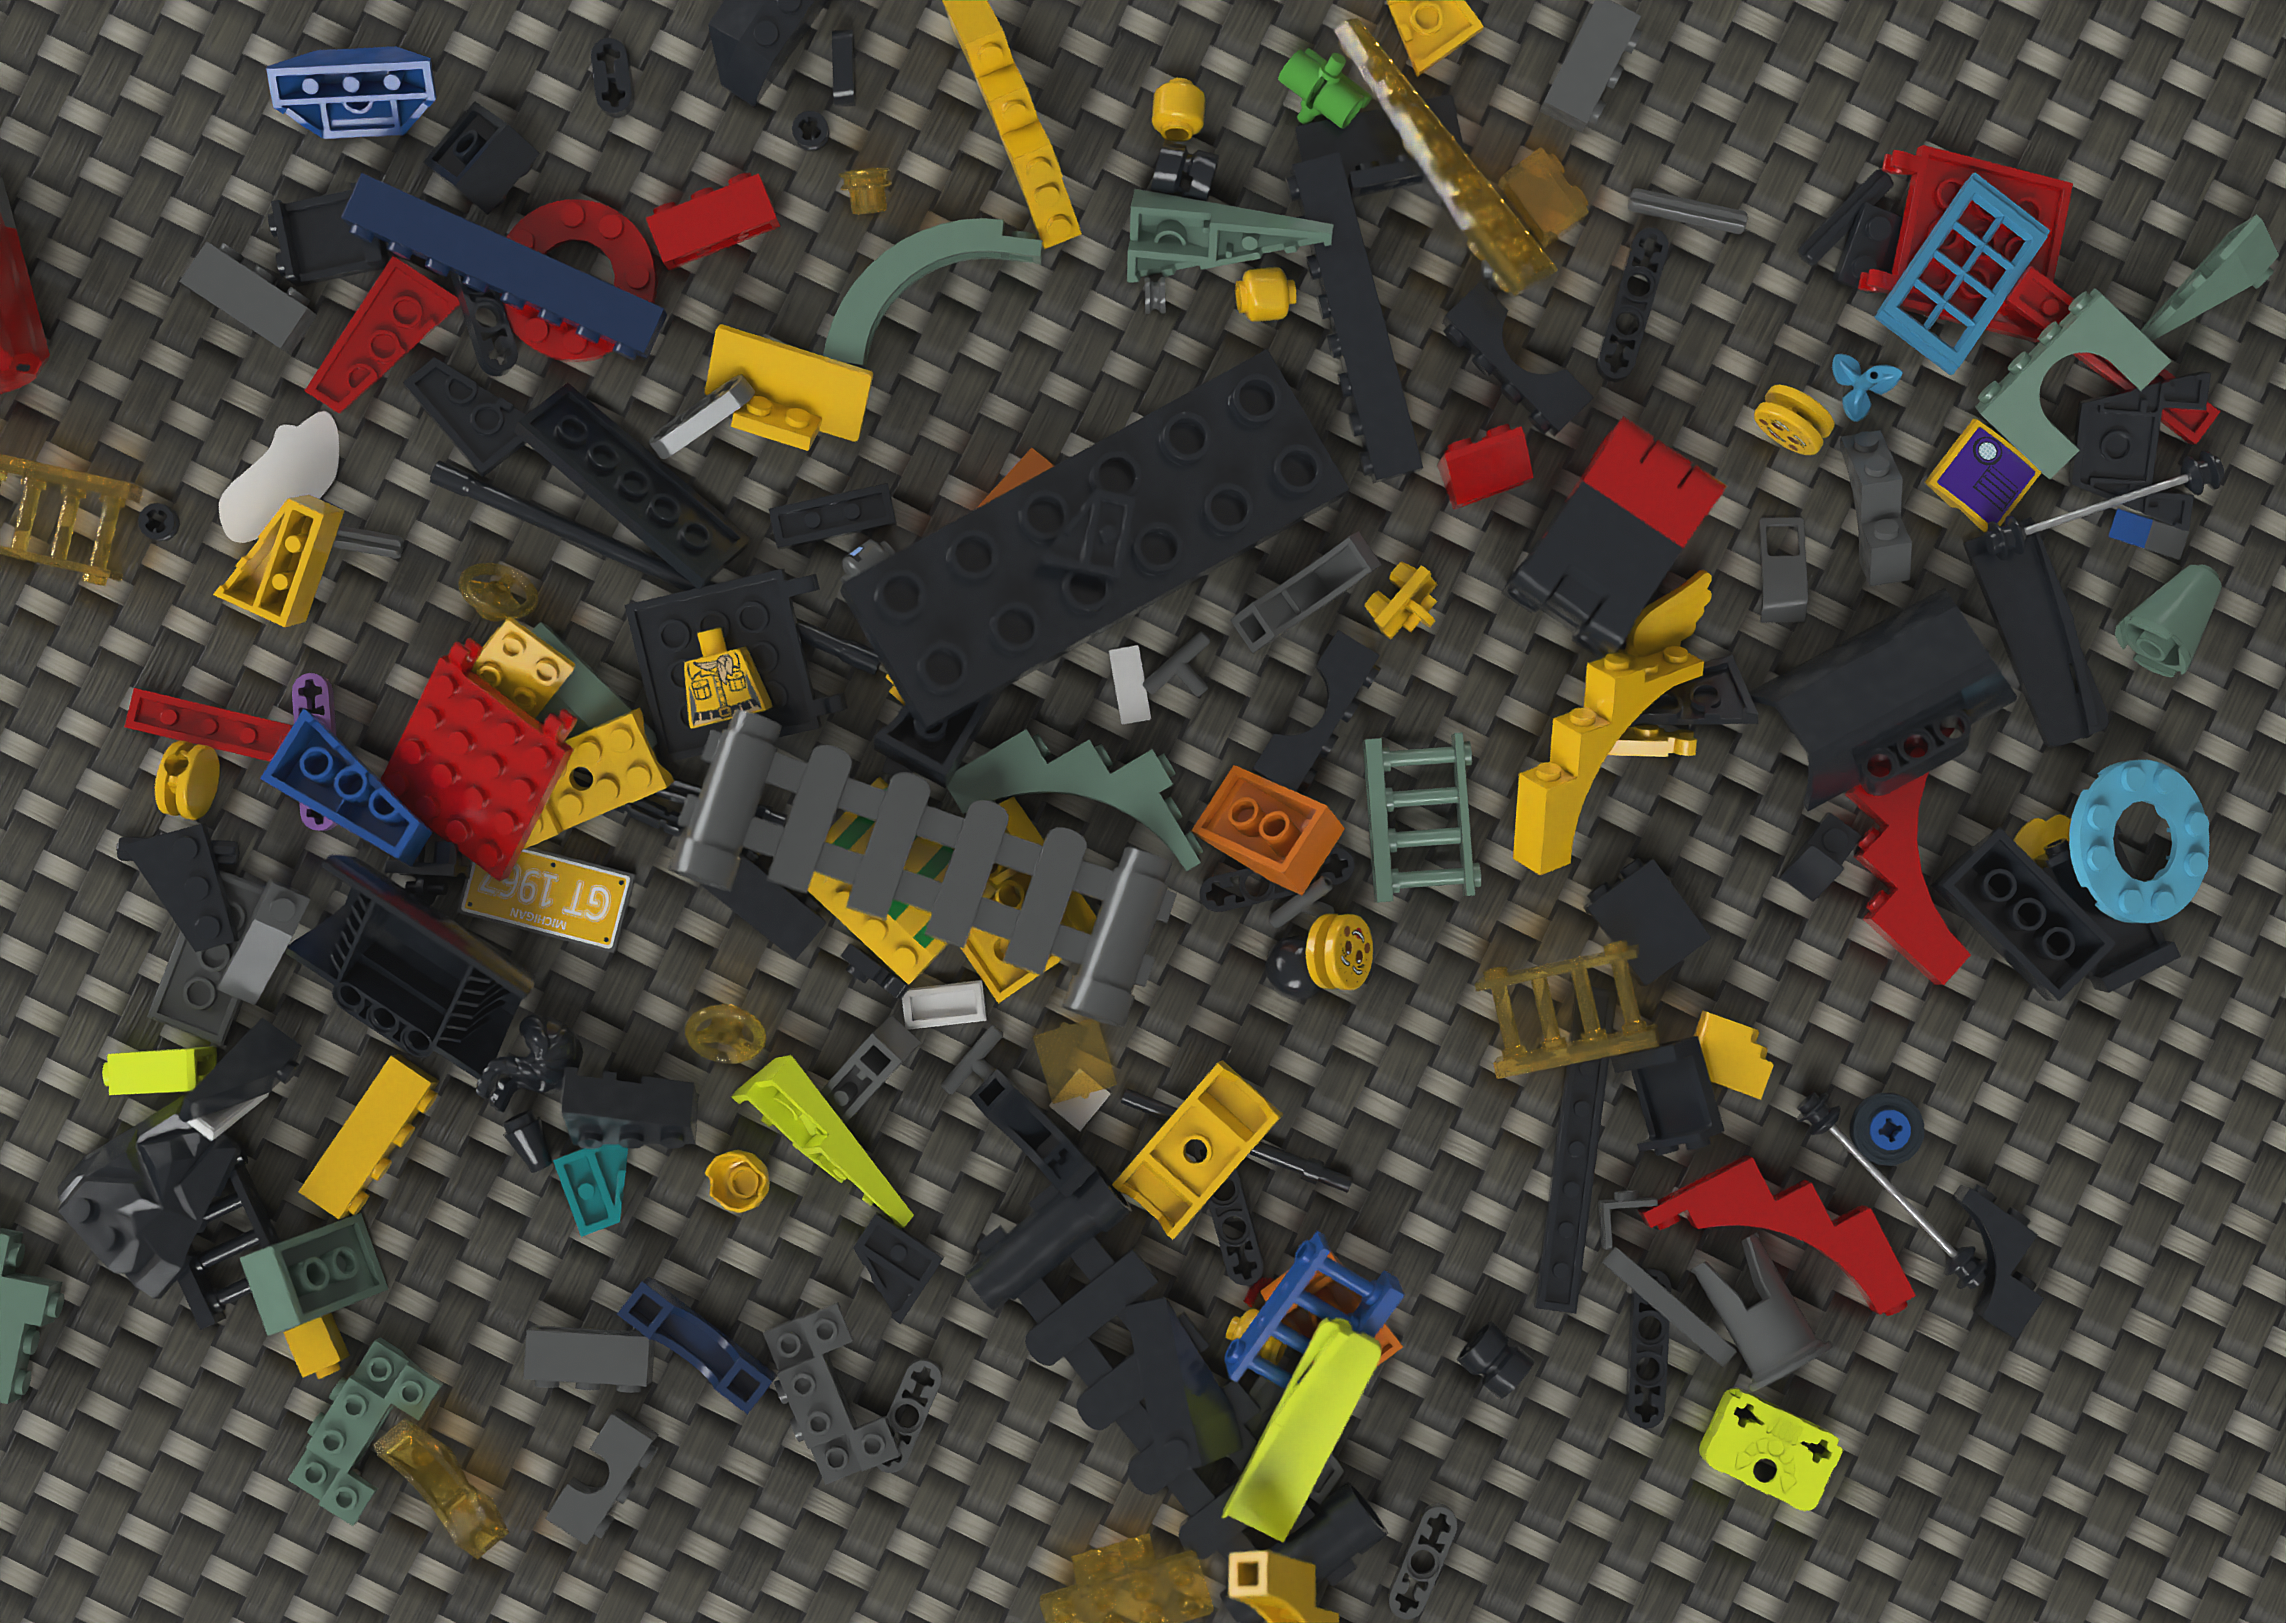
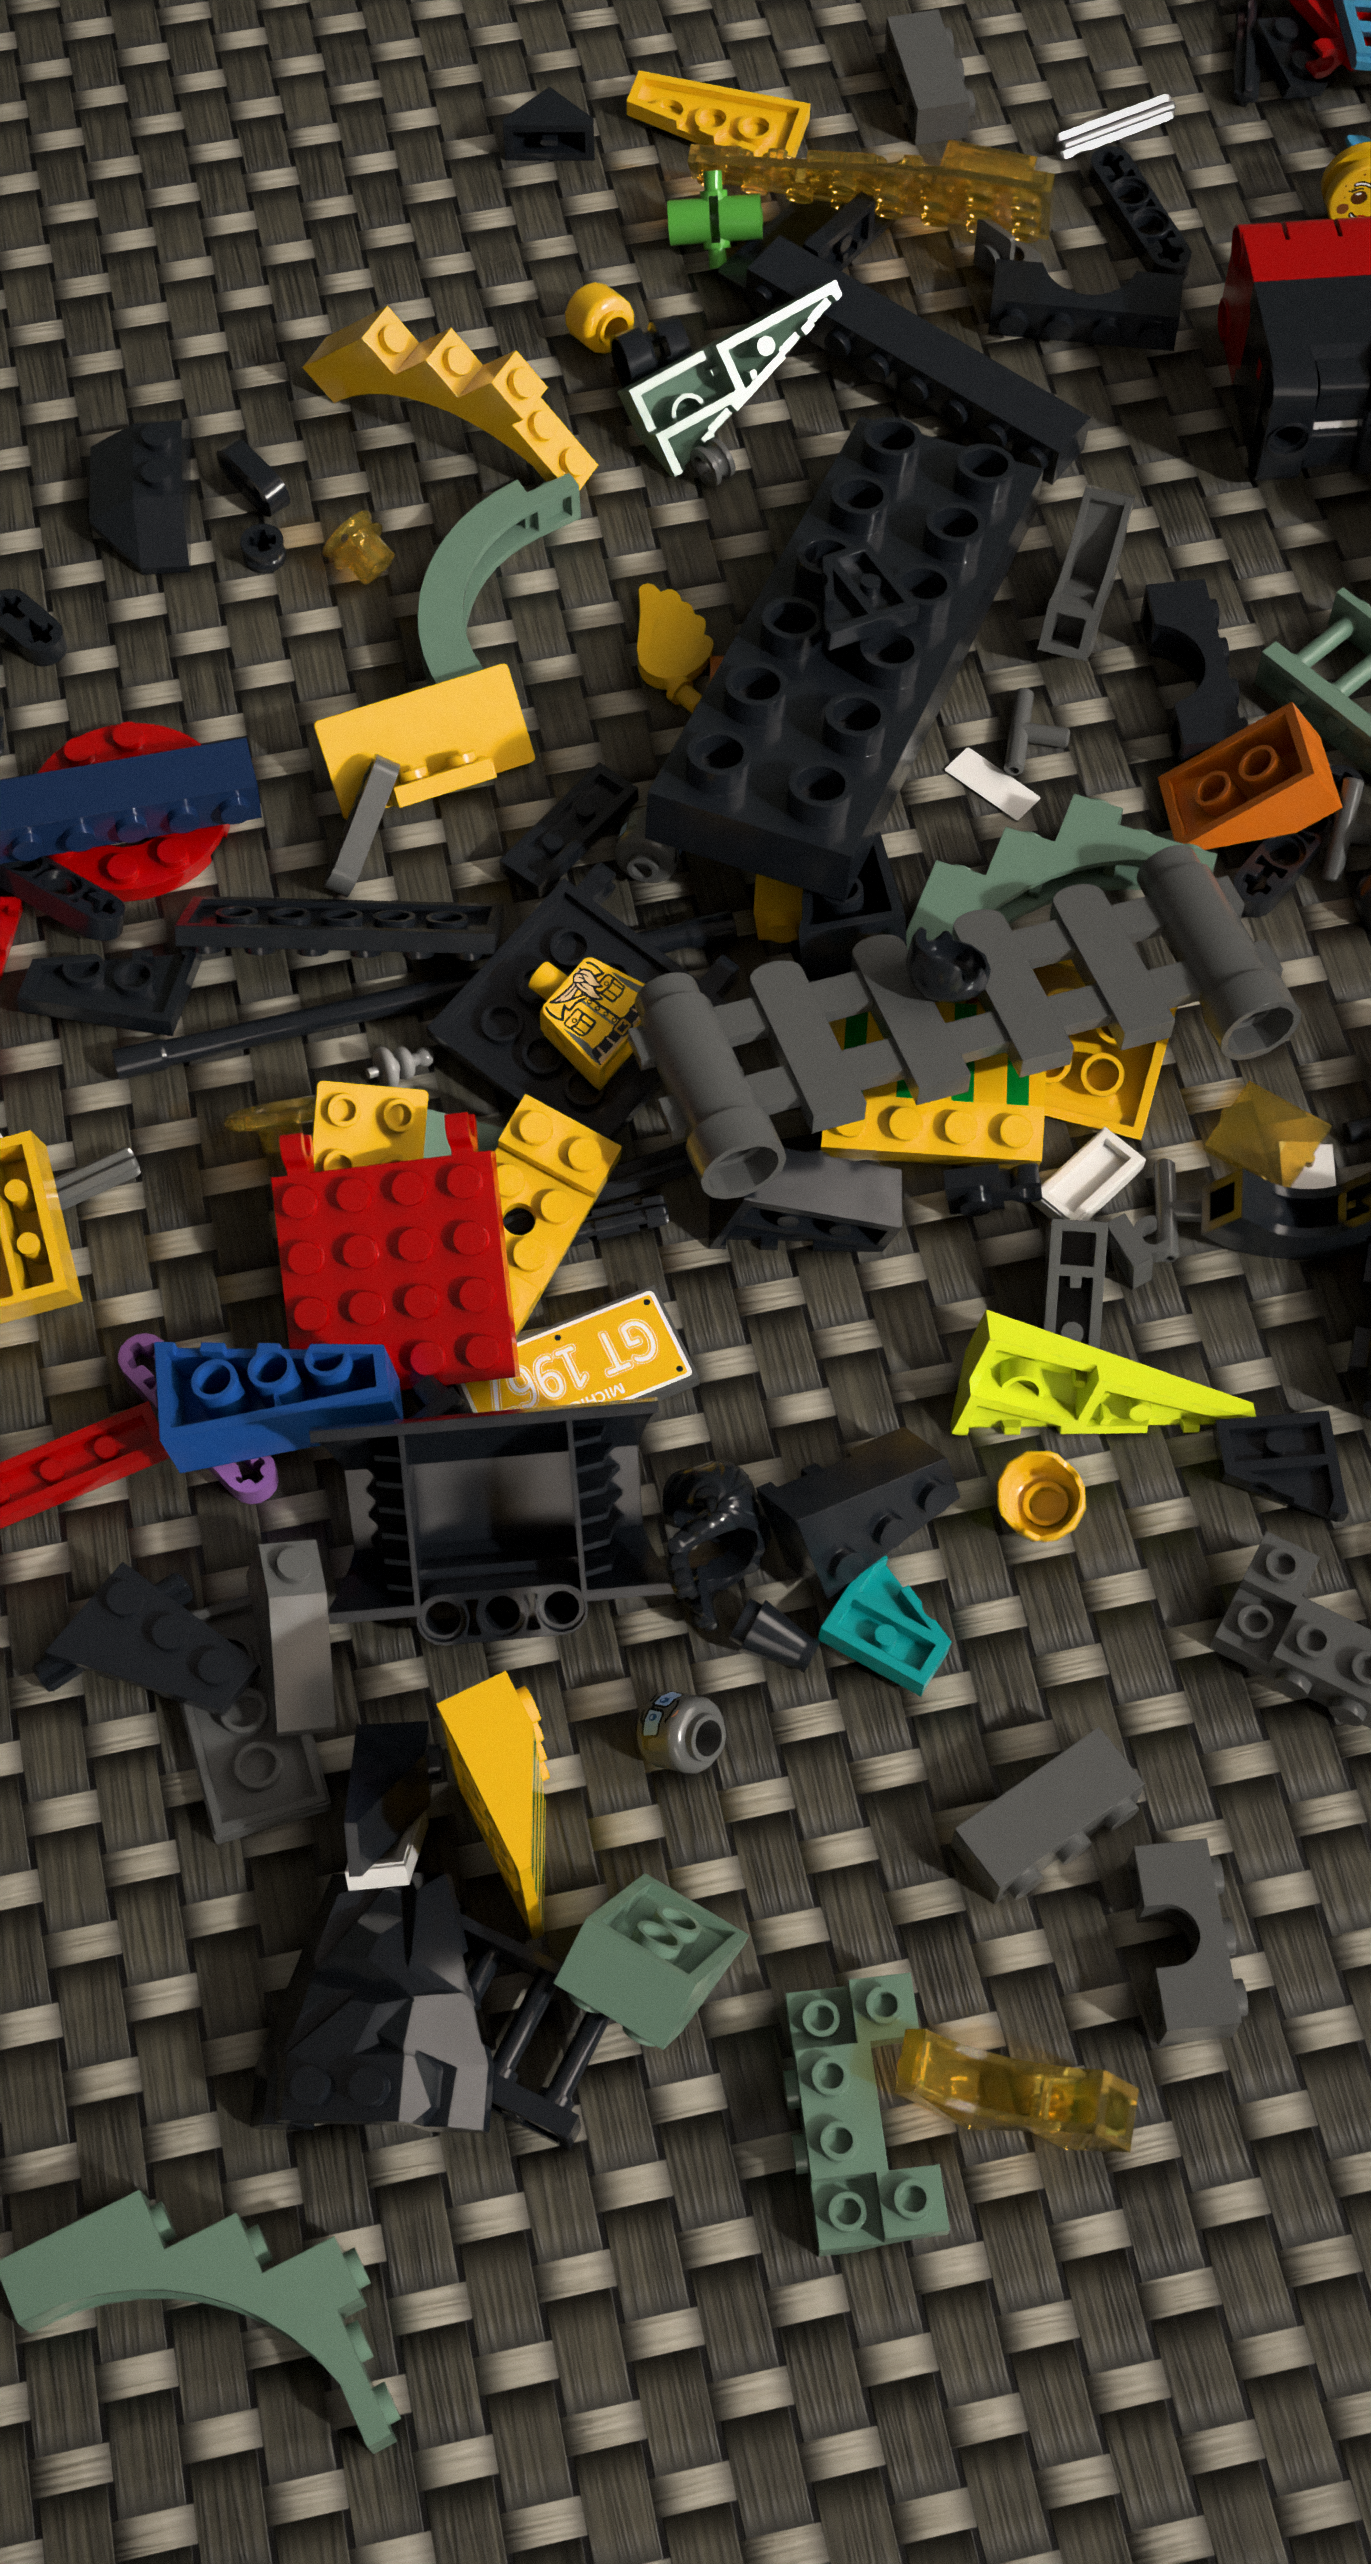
camera: 35 degrees left, 25 degrees down
(158, 1070) = (277, 1874): neon yellow slope -> none
(187, 780) = (68, 1531): yellow head -> none
(286, 1139) = (501, 1775): none -> yellow slope
(317, 1346) = (722, 2057): yellow brick -> none
(369, 1137) = (588, 1769): yellow brick -> none
(431, 1158) = (681, 1732): none -> dark grey head
(603, 605) = (390, 1067): none -> light grey hair
(678, 1327) = (1212, 1701): dark blue arch -> none
(712, 220) = (229, 668): red brick -> none
(727, 1030) = (869, 1348): clear yellow piece -> none
(922, 1073) = (1130, 1250): none -> dark grey tile
(928, 841) = (946, 967): none -> black hair
(1013, 419) = (671, 644): none -> yellow animal
(1265, 294) = (813, 395): yellow head -> none
(1409, 605) = (1184, 536): yellow hips -> none
(1485, 467) = (1142, 384): red slope -> none

